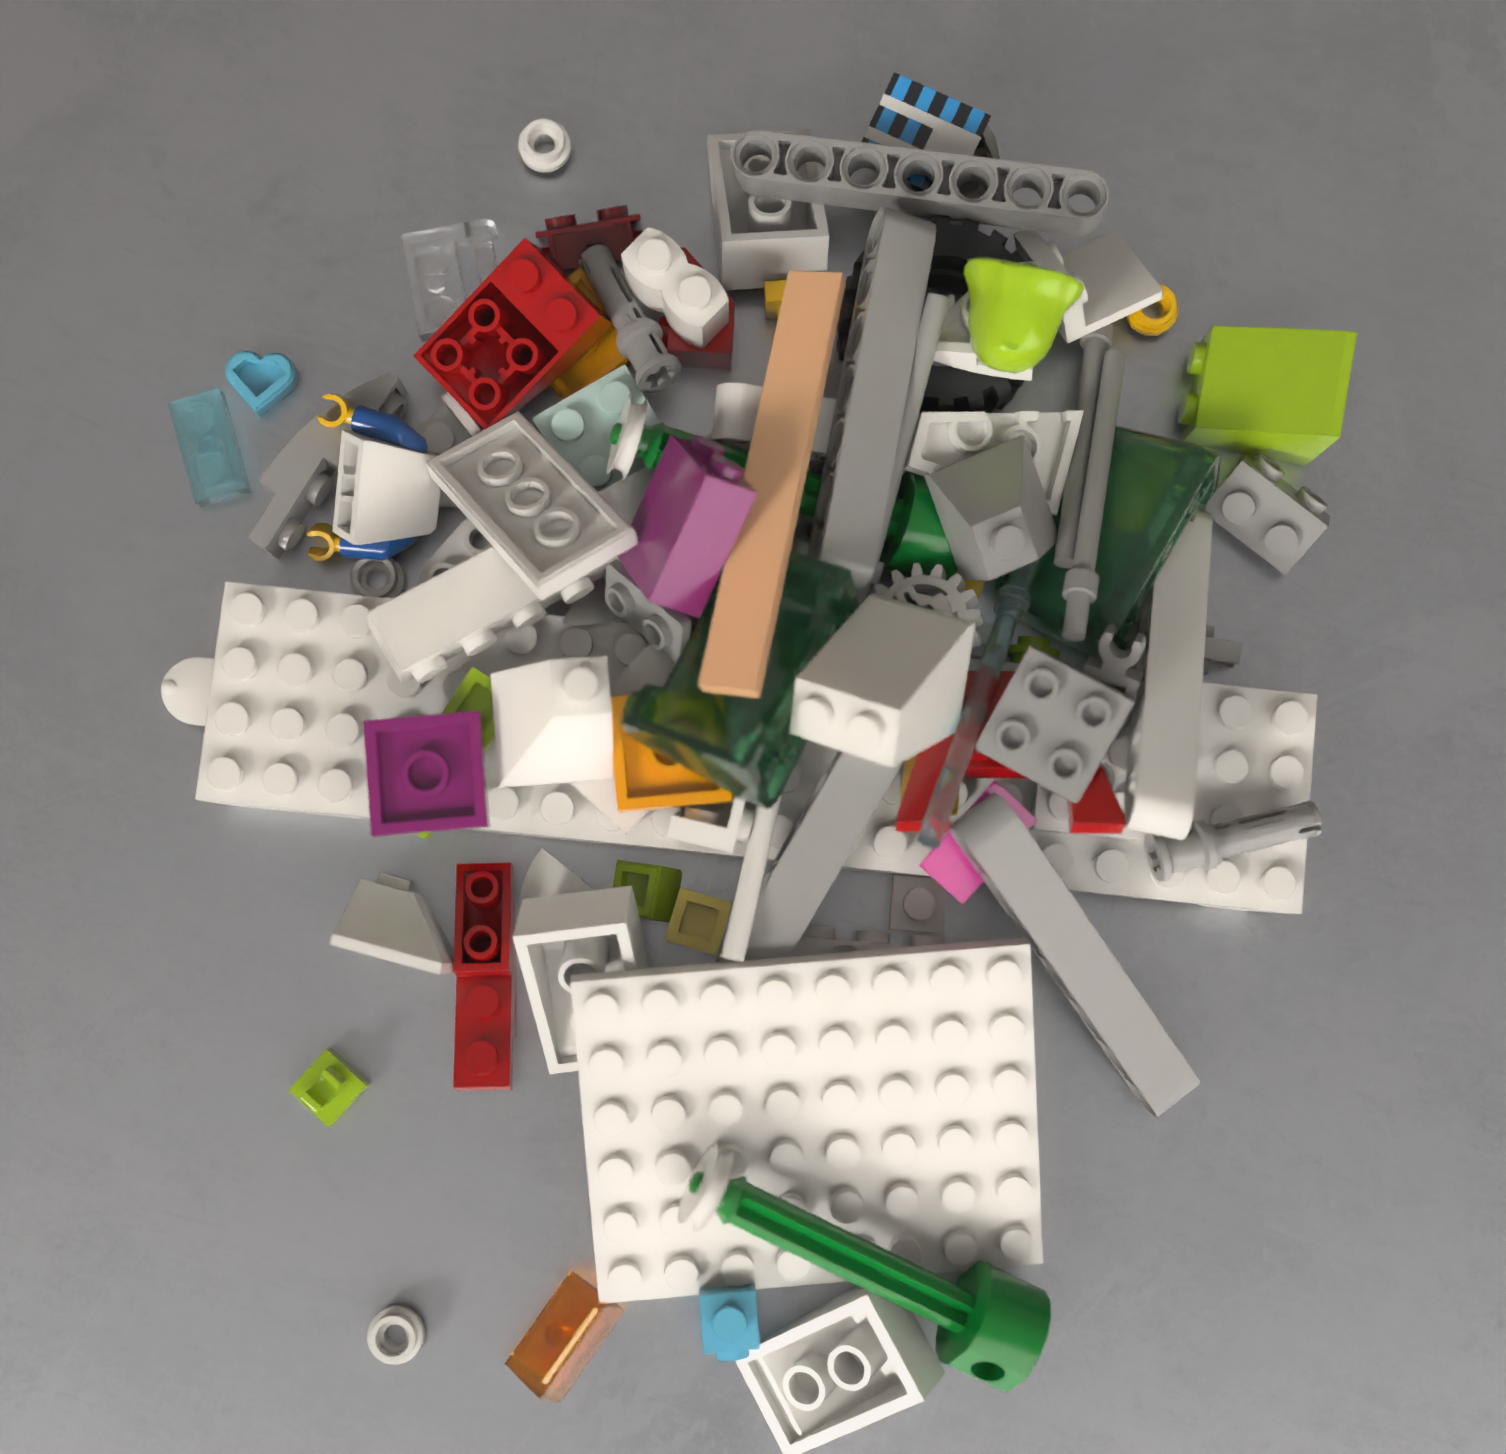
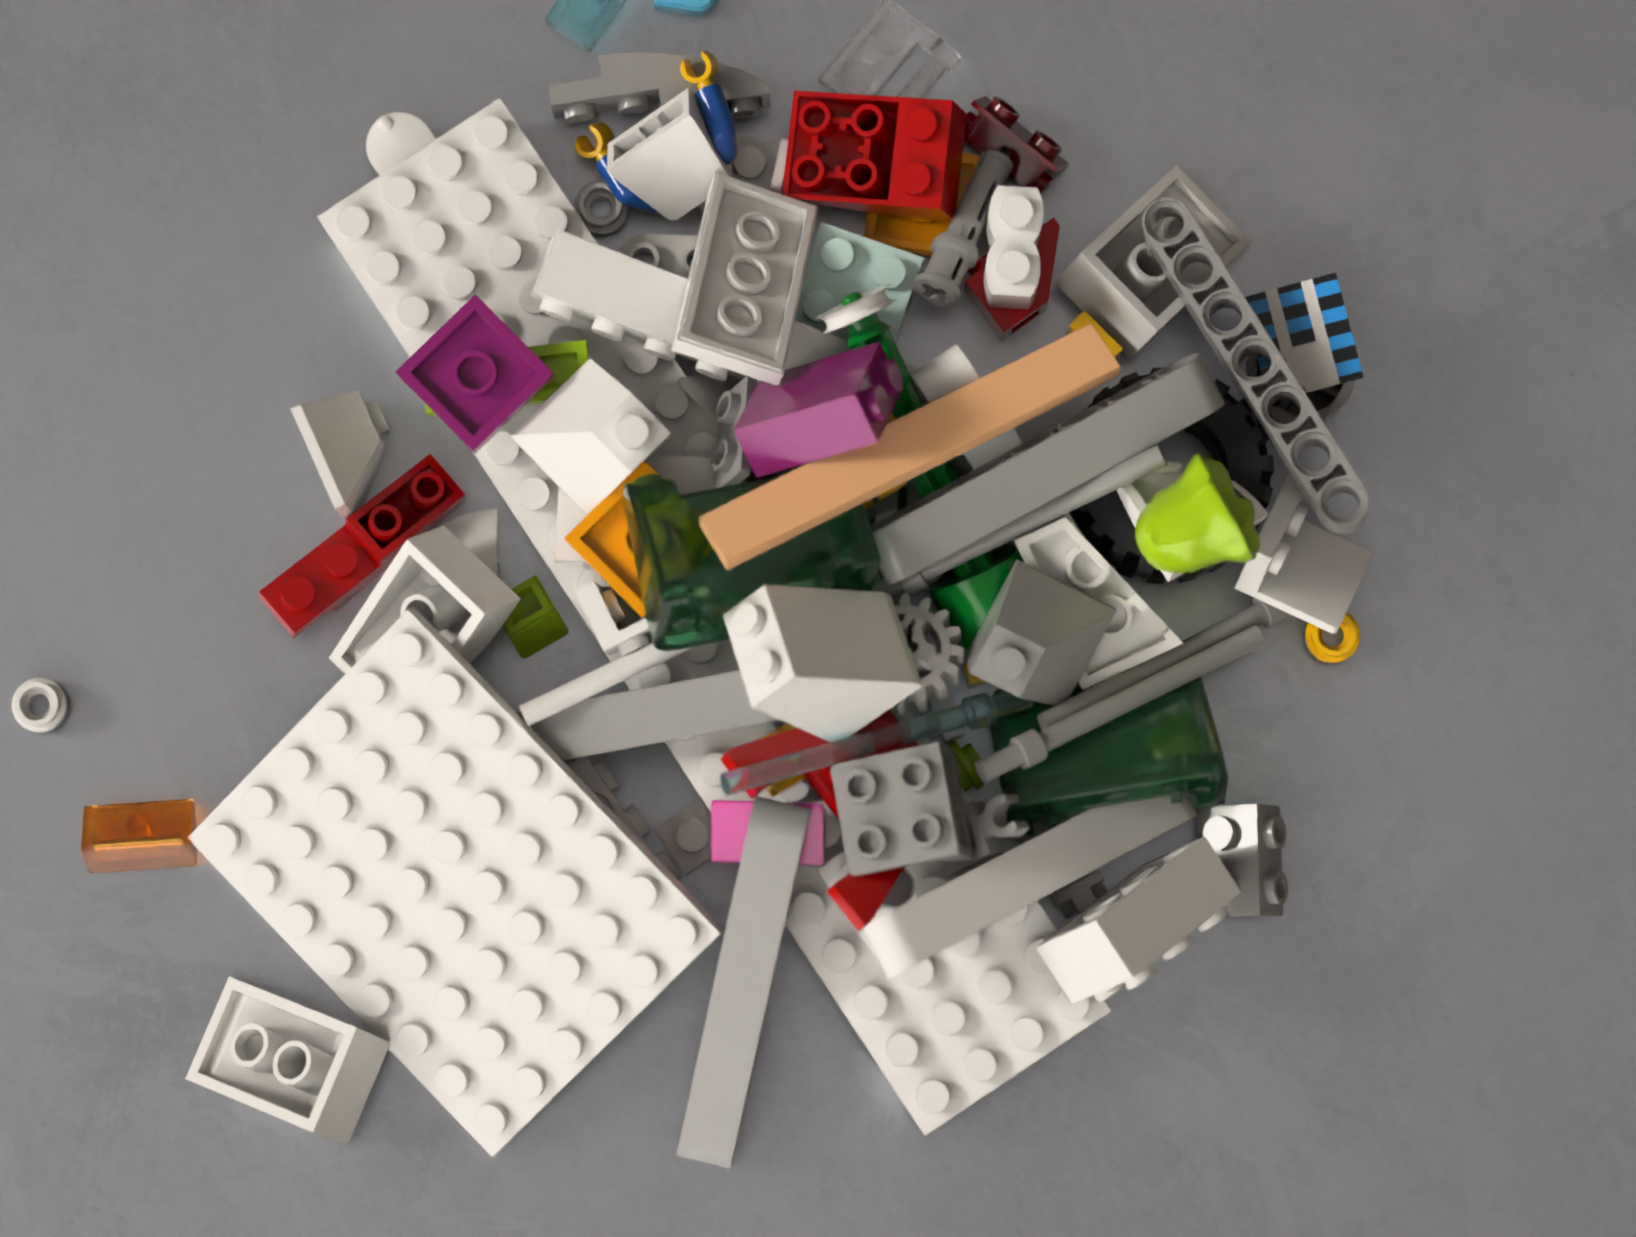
camera: 60 degrees right, 0 degrees up
(329, 1087) = (182, 500): lime tile -> none
(544, 131) = (1064, 30): white plate -> none
(698, 921) = (536, 671): light yellow plate -> none
(729, 1321) = (254, 947): medium azure brick -> none
(986, 1320) = (410, 1141): green piece -> none
(1210, 843) = (912, 1011): light grey pin -> none
(1268, 390) = (1330, 776): lime slope -> none
(1273, 616) = (1140, 922): none -> white brick

